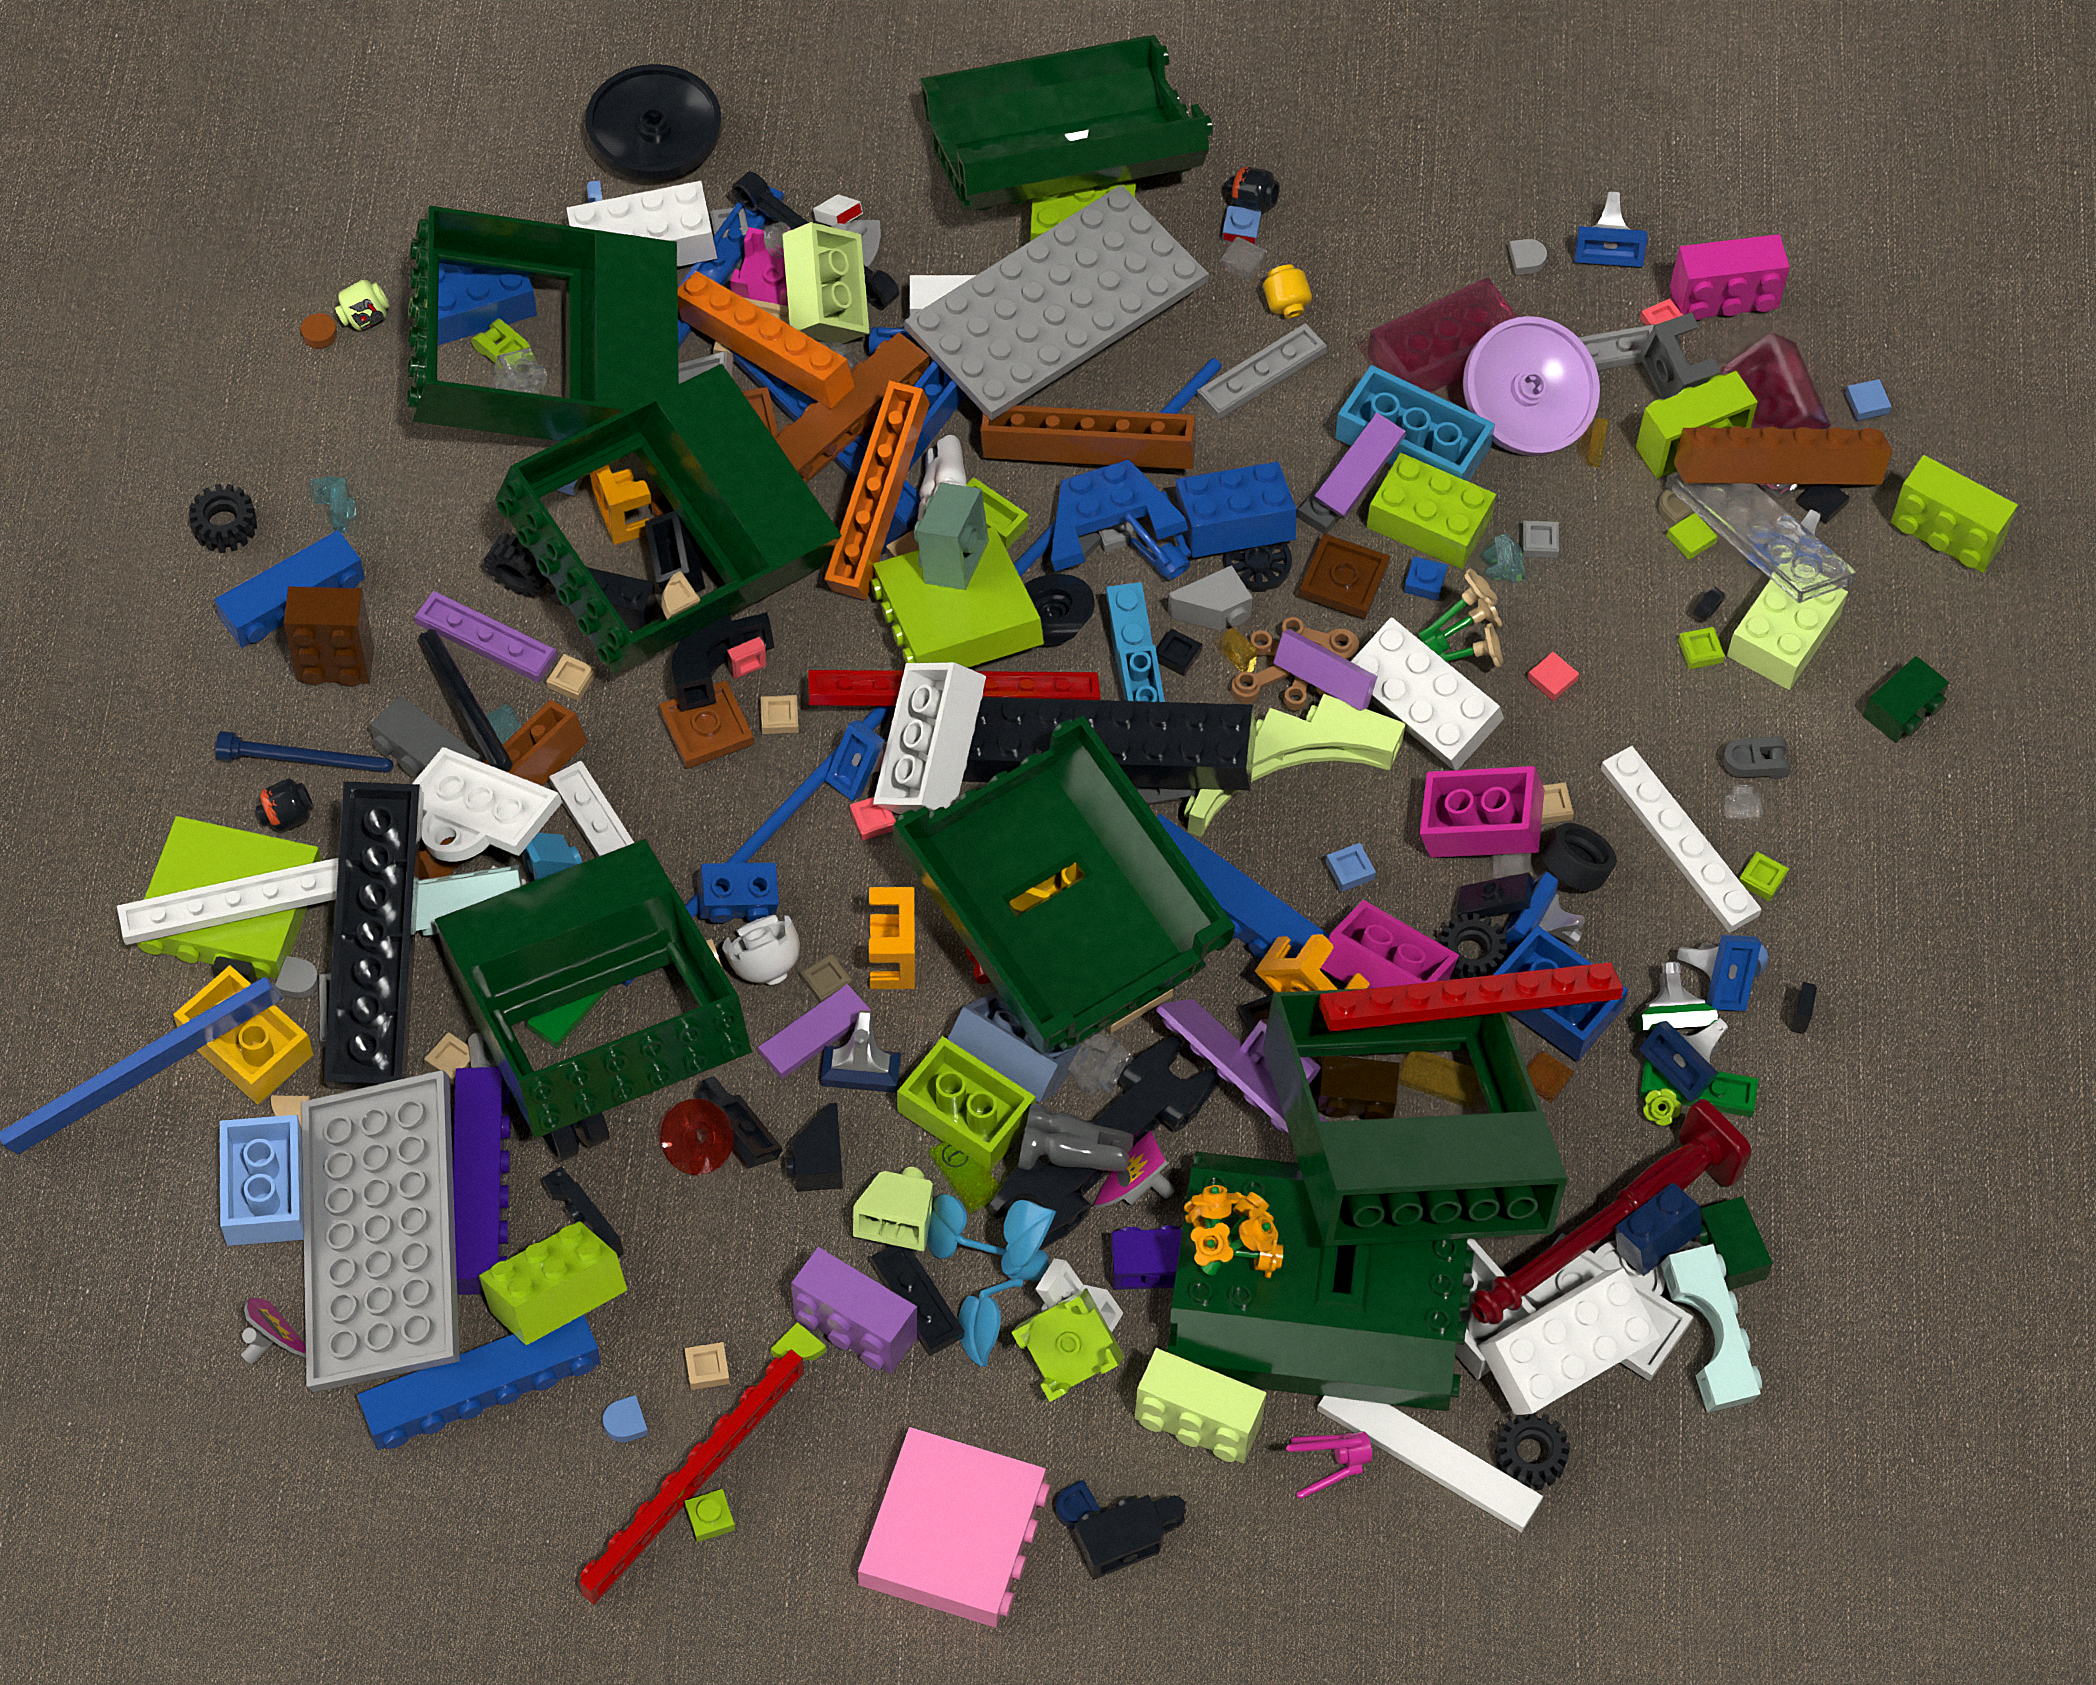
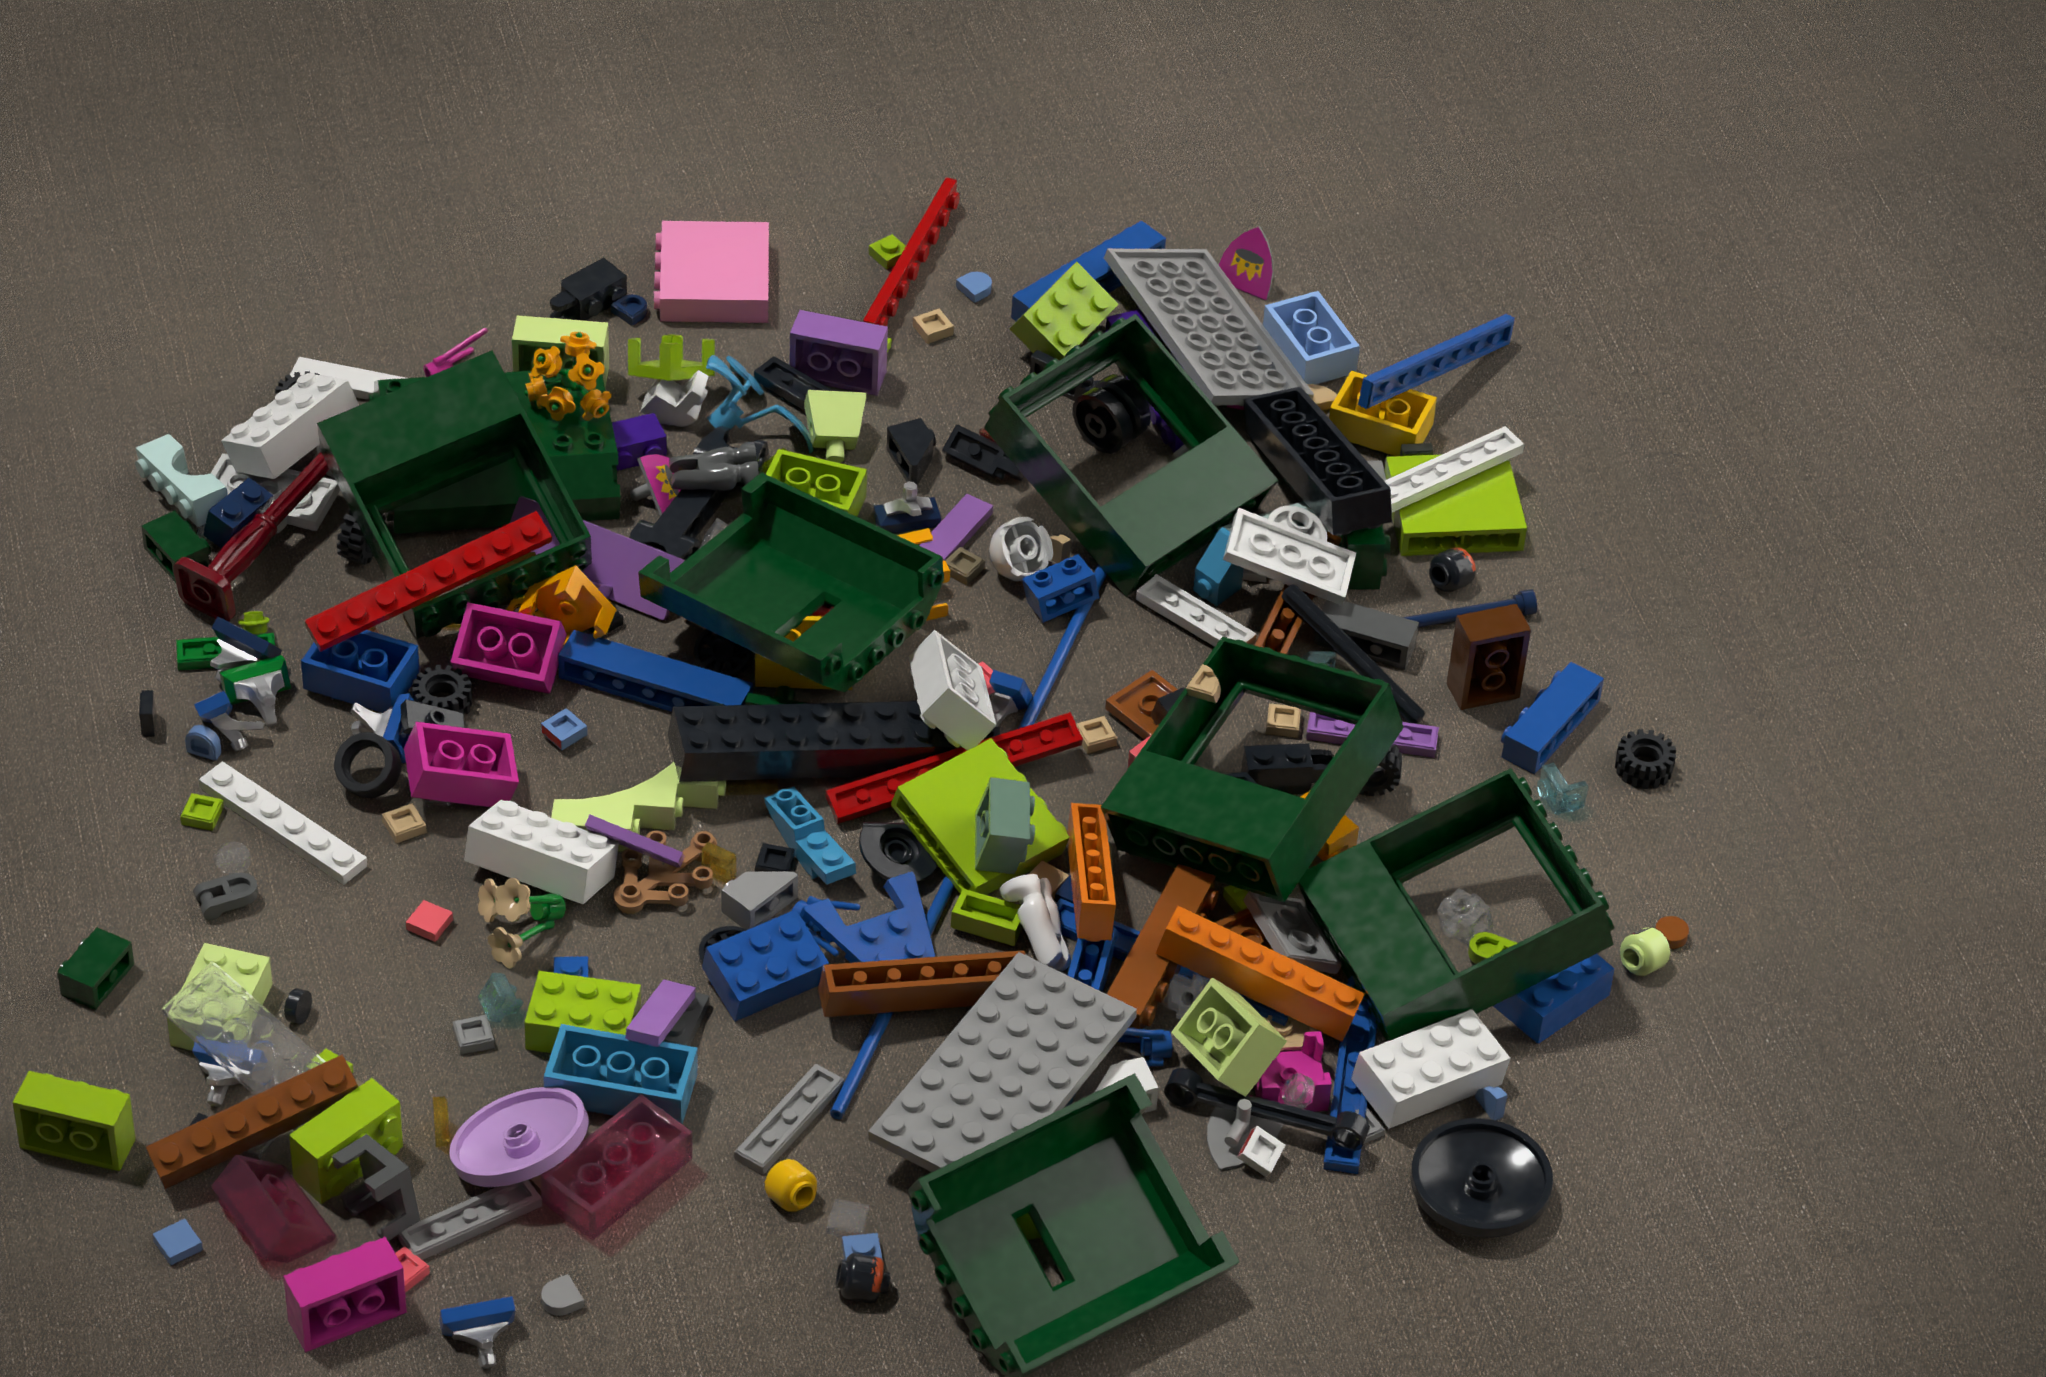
camera: 160 degrees right, 15 degrees down
(1344, 576) = (646, 950): reddish brown plate -> none
(1701, 648) = (297, 975): lime tile -> none

